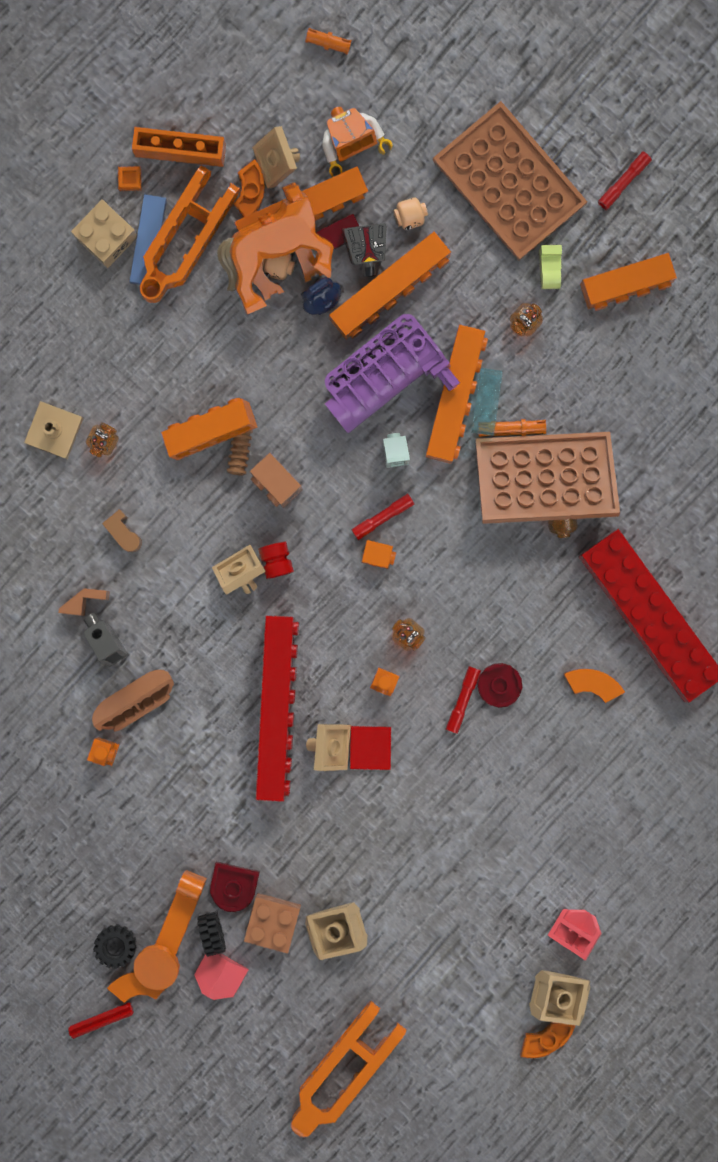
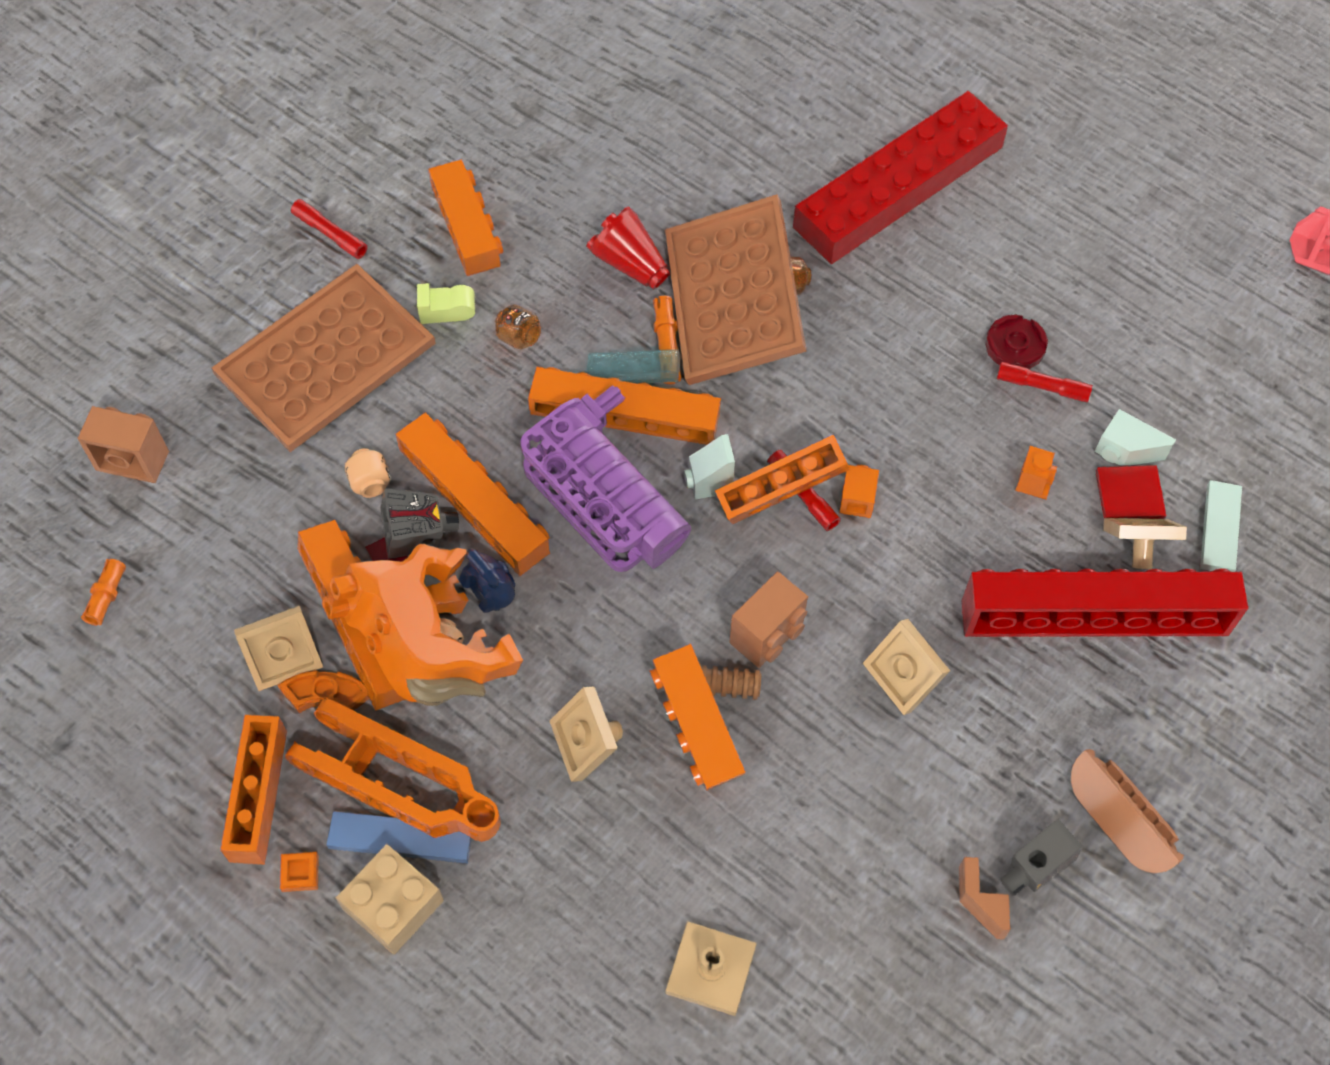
camera: 95 degrees left, 25 degrees down
(102, 440) = (723, 885): clear orange head -> none
(103, 752) = (1214, 849): orange brick -> none
(121, 533) = (867, 847): medium nougat leg -> none
(204, 357) = (584, 734): none -> tan tile
(276, 560) = (877, 621): red wheel -> none
(339, 806) = (1221, 526): none -> light aqua tile
(349, 135) = (250, 553): orange torso -> none
(380, 498) = (782, 479): none -> orange brick
(407, 752) = (1133, 442): none -> light aqua slope
(408, 634) = (966, 447): clear orange head -> none
(436, 44) = (123, 444): none -> nougat brick
(588, 403) = (629, 249): none -> red cone
(595, 682) = (994, 238): orange tile -> none

